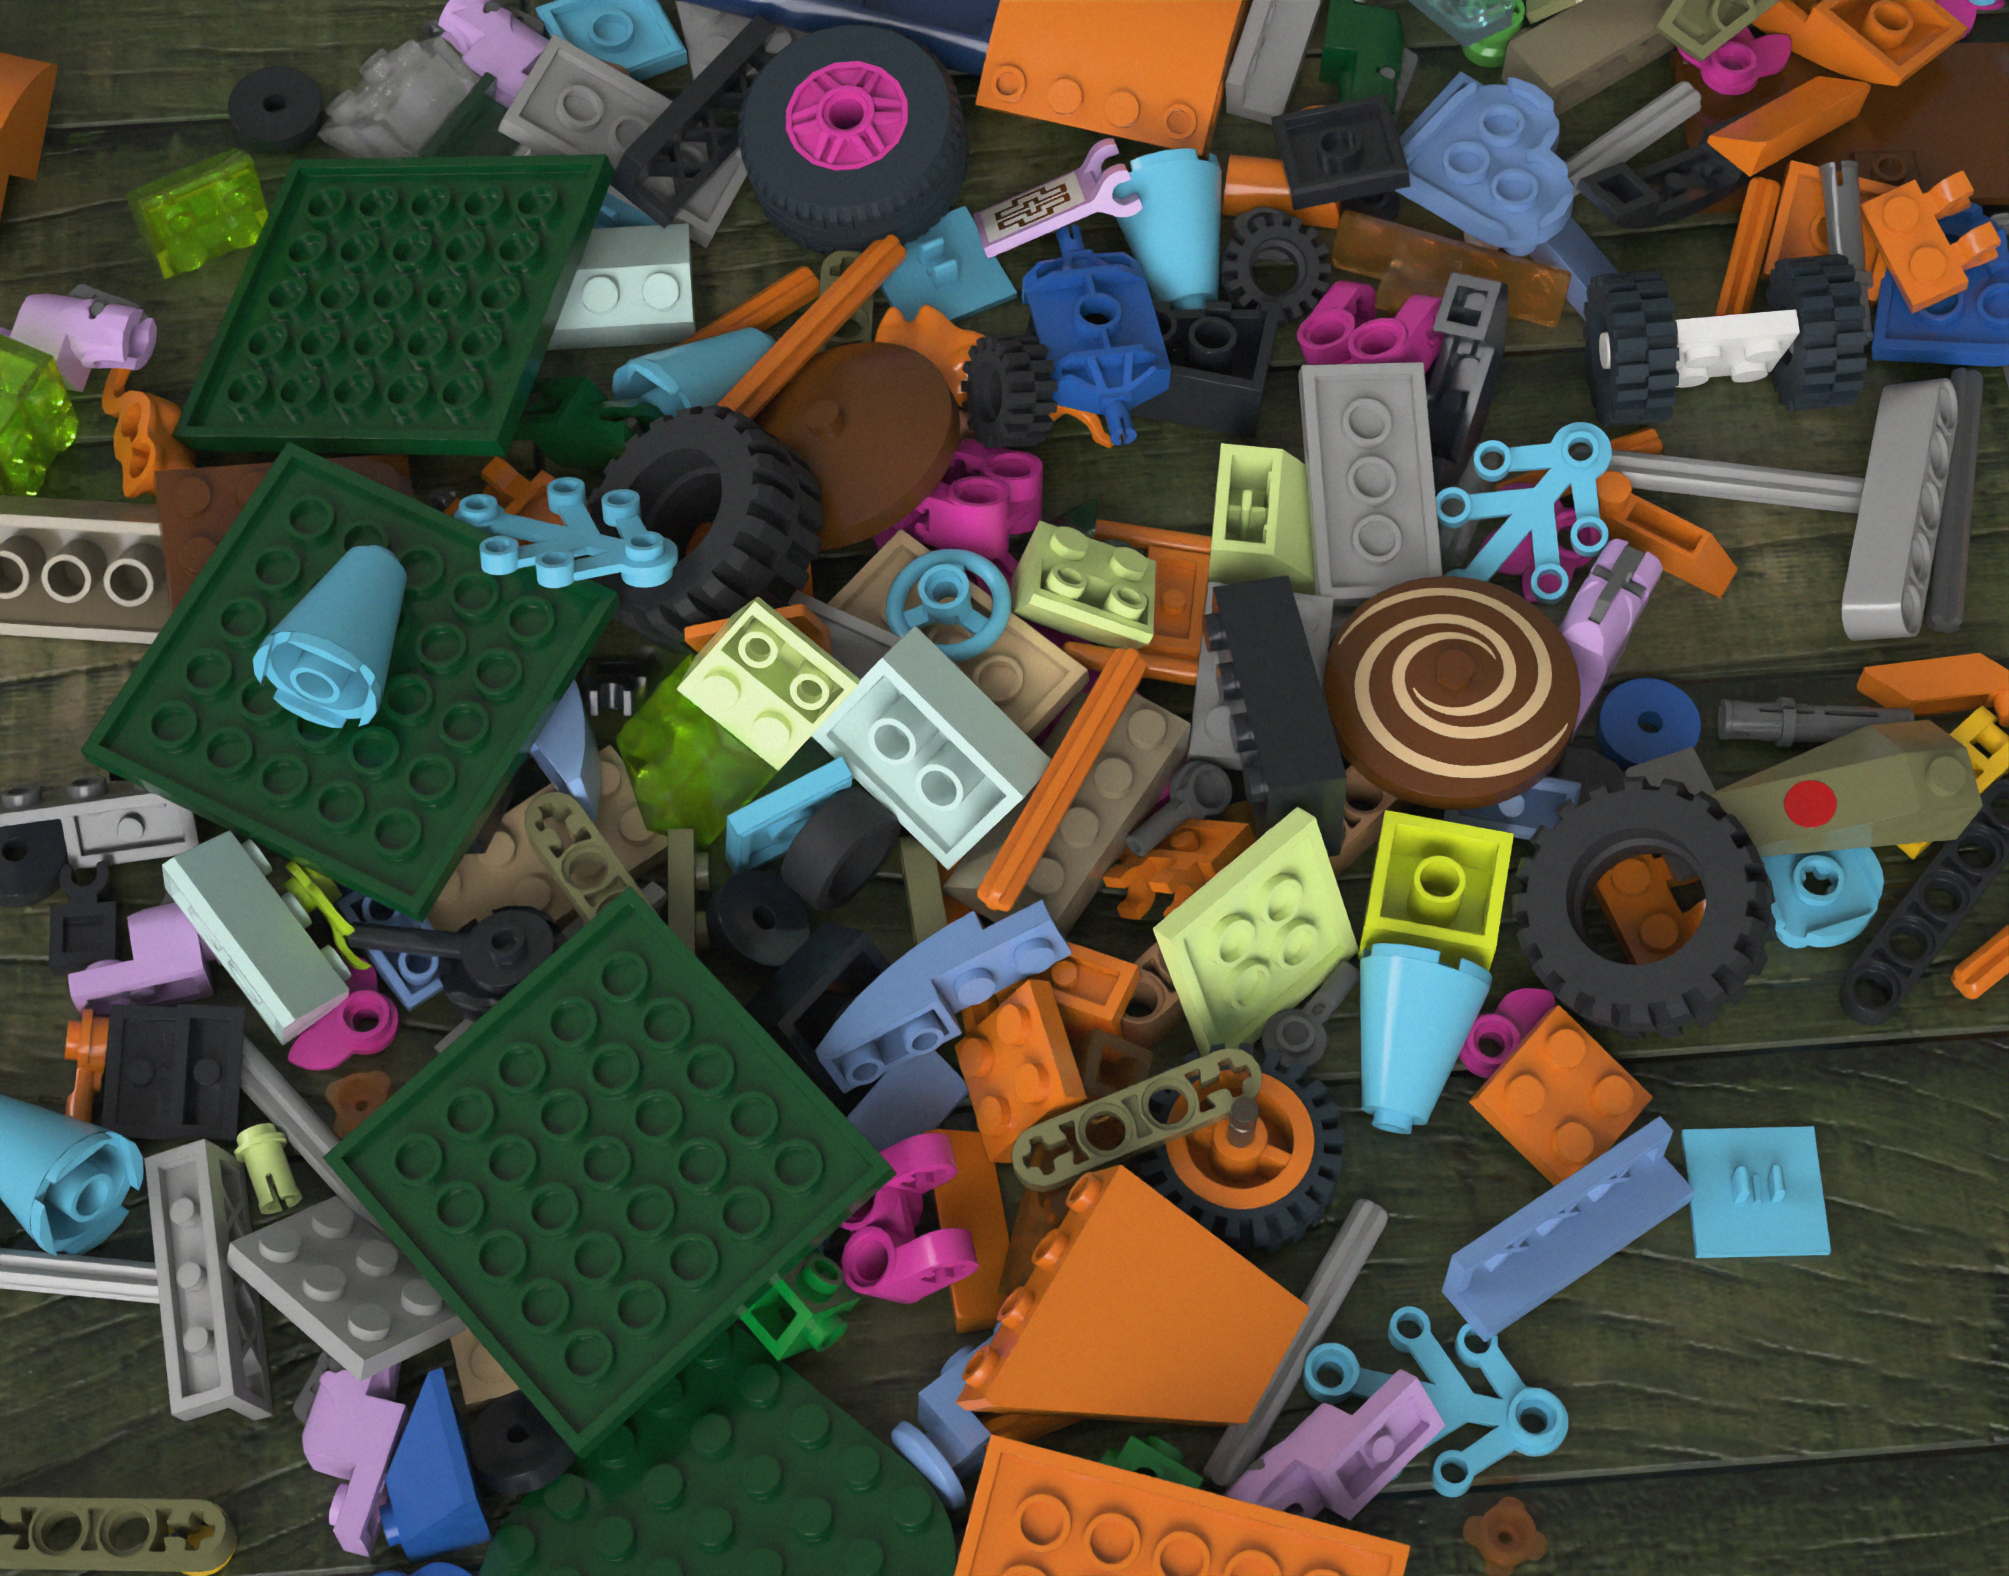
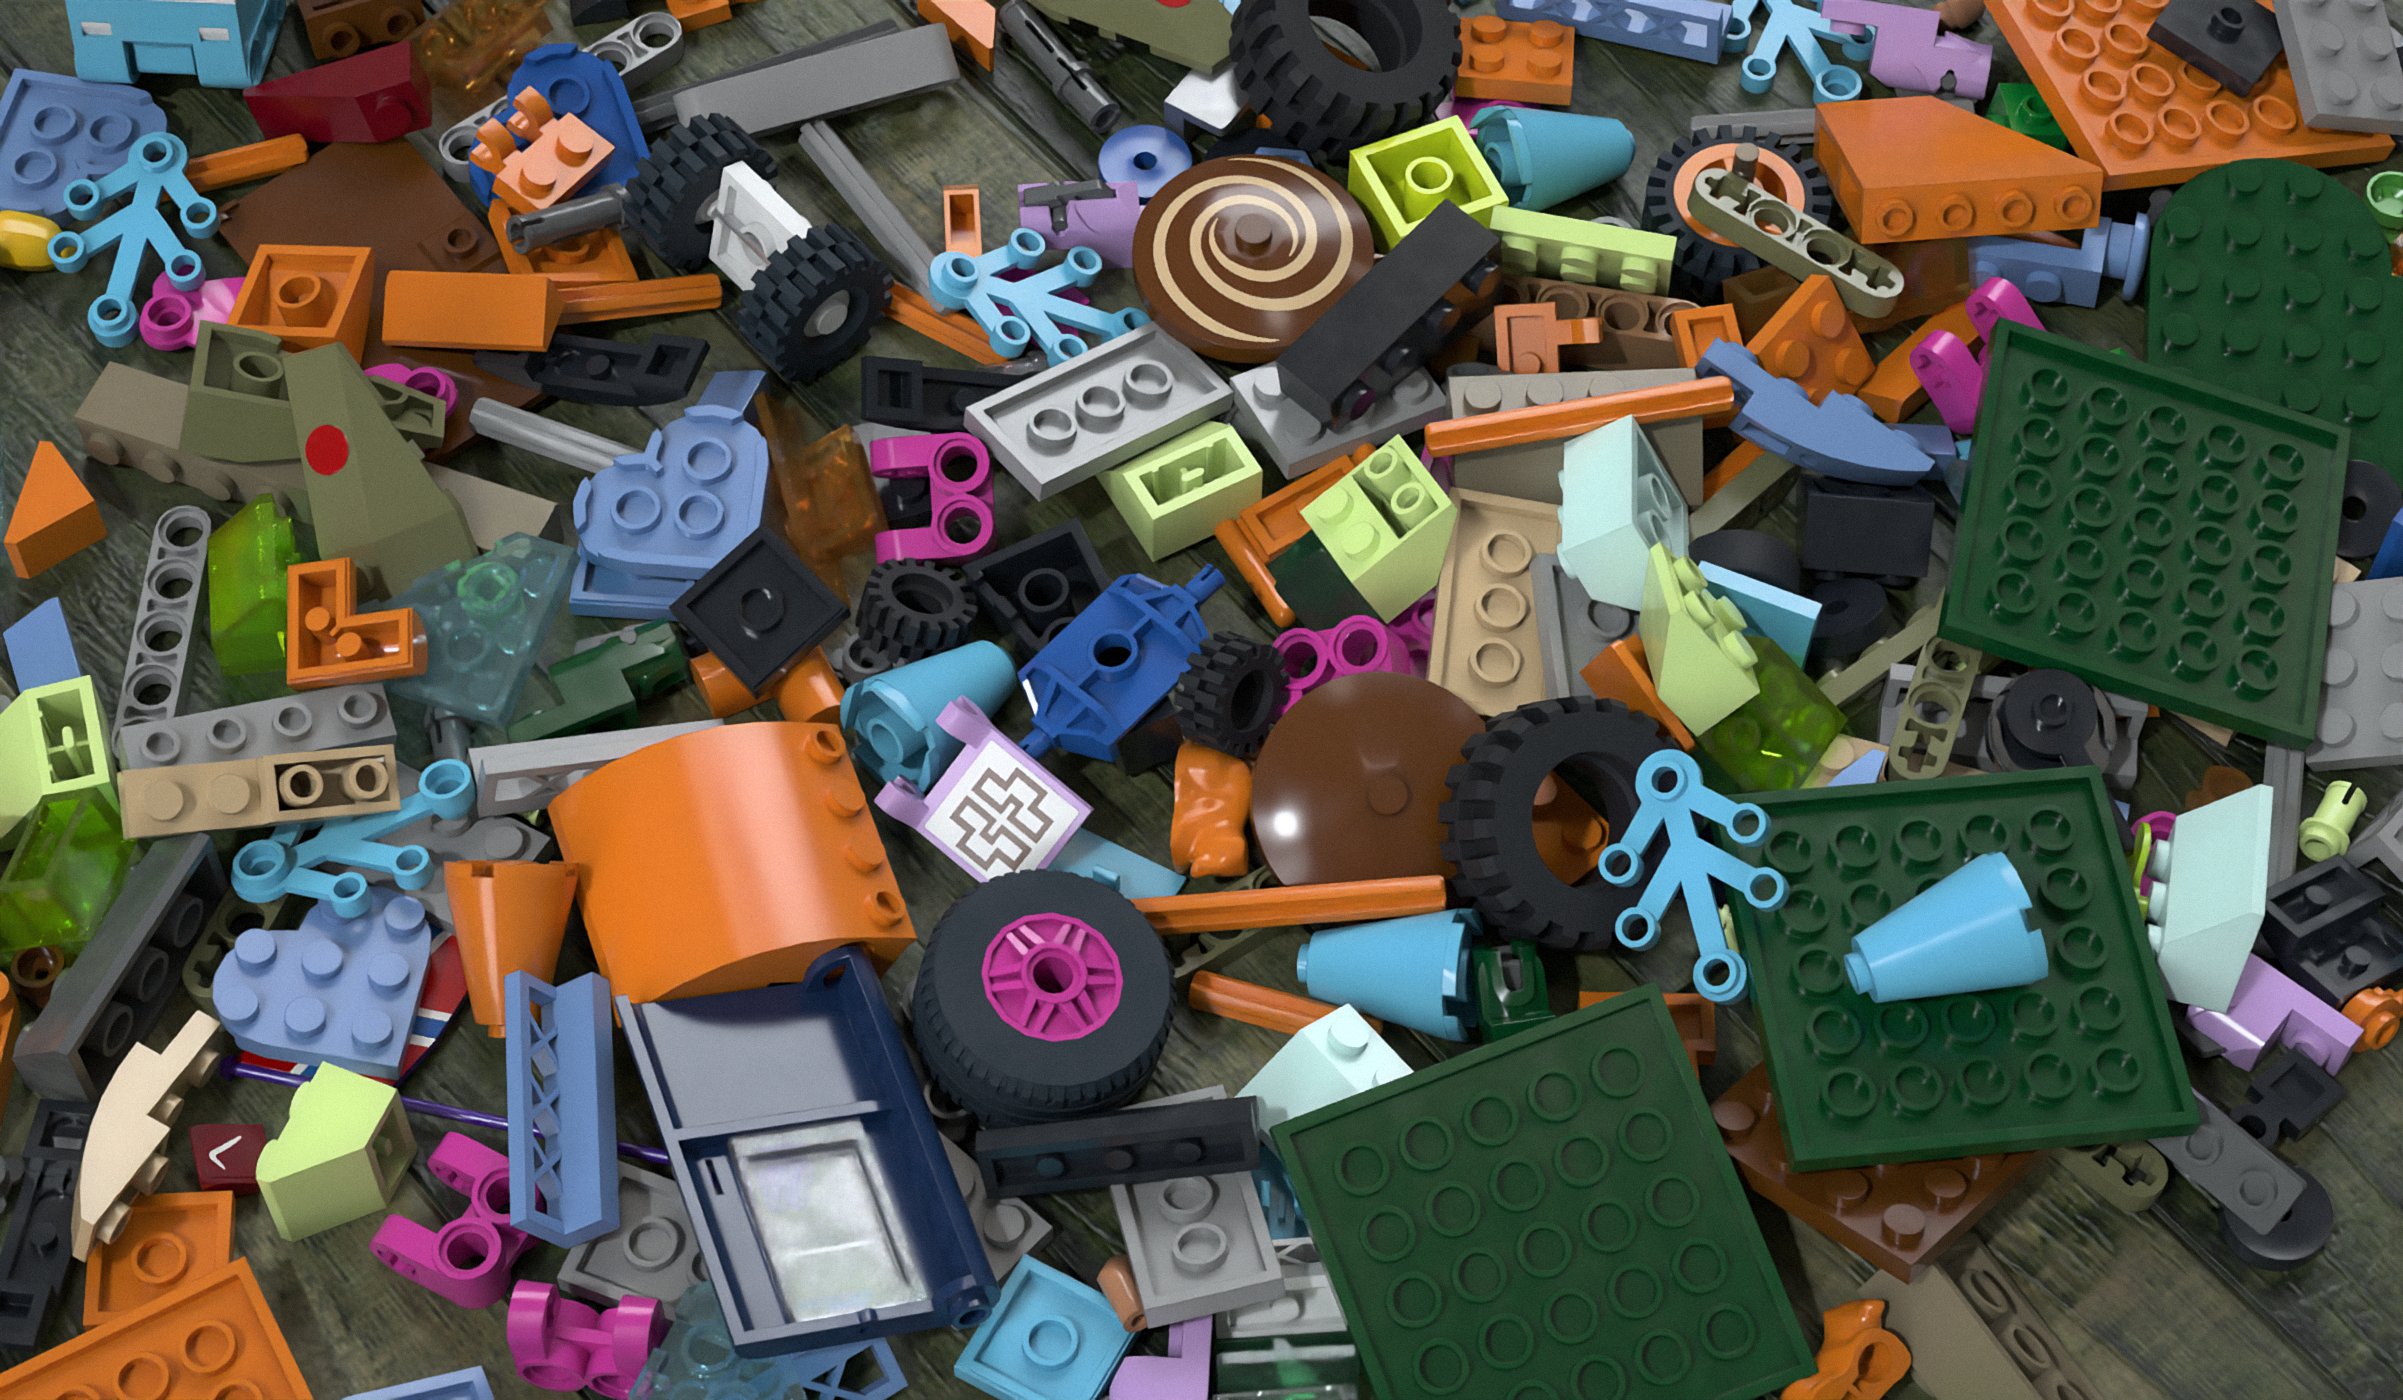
camera: 125 degrees left, 5 degrees down
(941, 577) = (1486, 587): medium azure piece -> none

